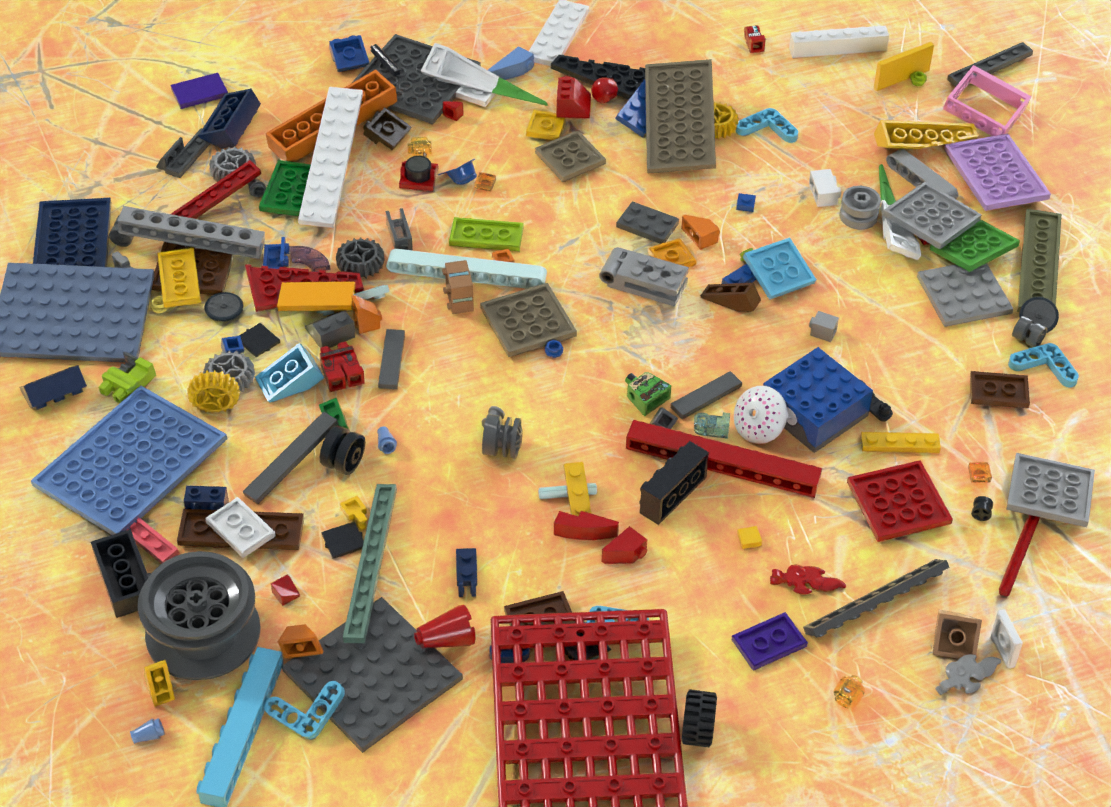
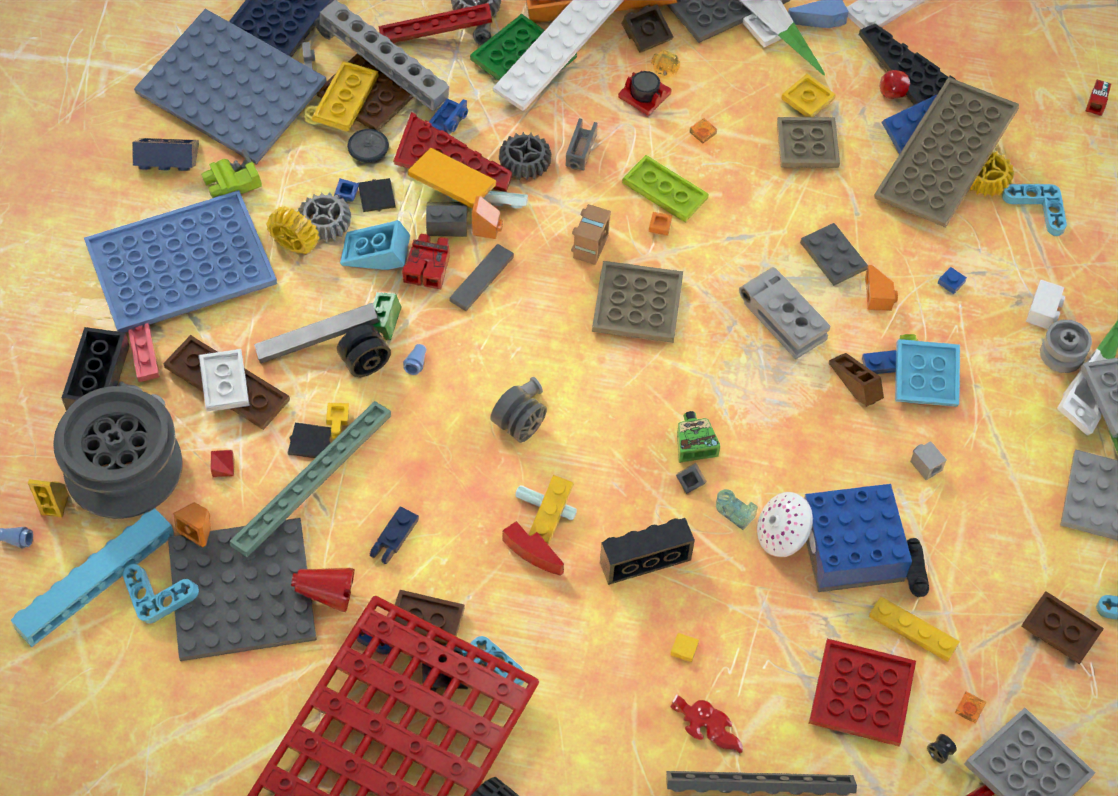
camera: 30 degrees right, 10 degrees up
(205, 497) = (214, 334): dark blue brick -> none
(309, 257) = (481, 131): tile -> none
(453, 110) = (727, 37): red slope -> none
(463, 174) = (685, 111): blue piece -> none
(481, 270) = (622, 220): light aqua beam -> none
(554, 349) = (640, 346): blue plate -> none
(572, 99) = (852, 80): red slope -> none
(625, 548) = (554, 592): red slope -> none
(674, 252) = (833, 302): light orange tile -> none
(706, 395) = (754, 472): dark grey tile -> none
(727, 458) = (721, 552): red brick -> none
(769, 641) = (623, 766): dark purple tile -> none

